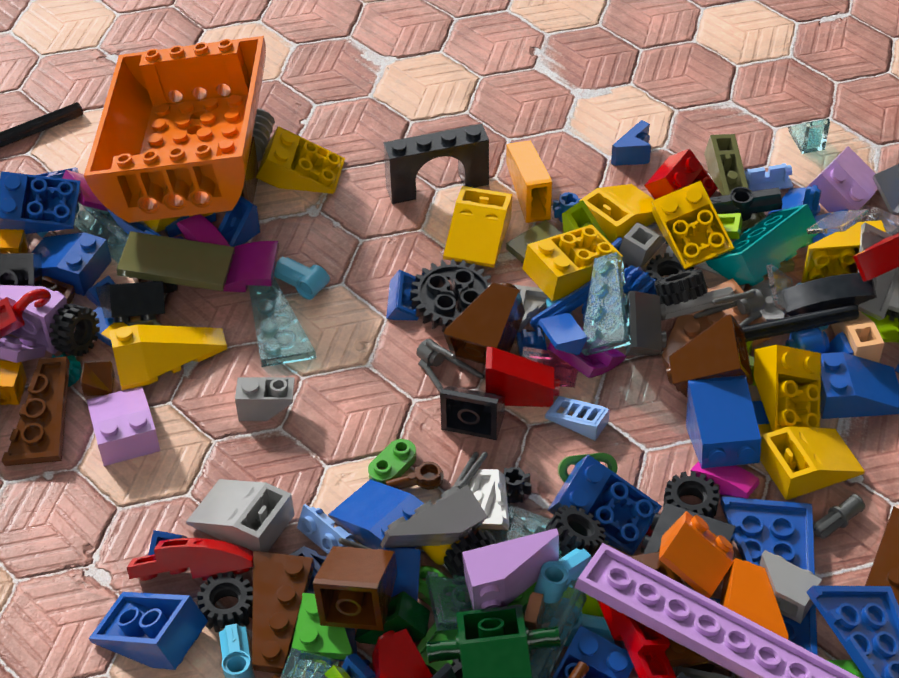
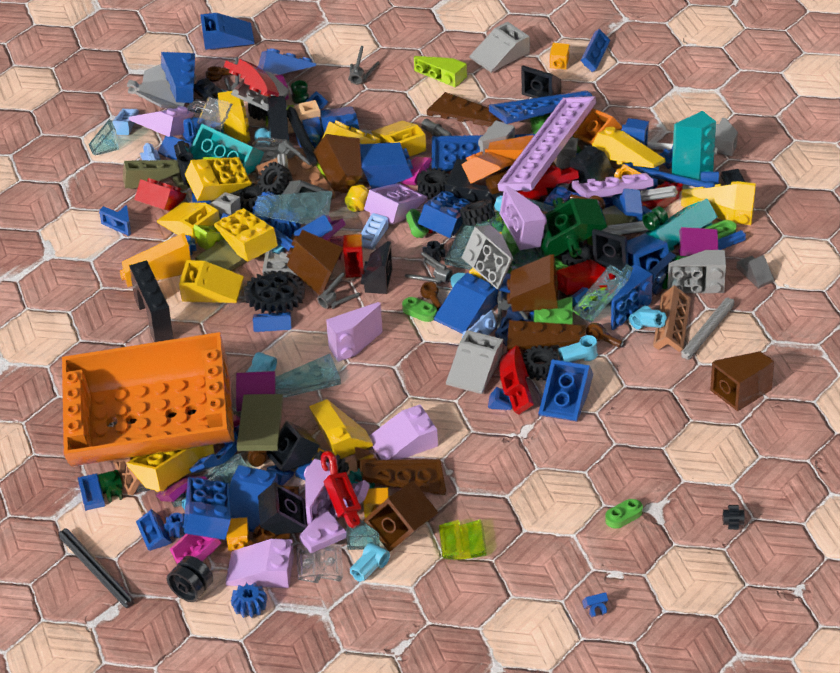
camera: 95 degrees left, 5 degrees down
(263, 397) = (378, 366): light grey slope -> none
(332, 366) = (353, 330): none -> lavender slope
(491, 493) = (451, 256): white wing -> none
(645, 444) = (393, 201): none -> lavender slope
(655, 397) = (356, 198): none -> yellow head
(866, 152) = (122, 123): none -> light blue slope

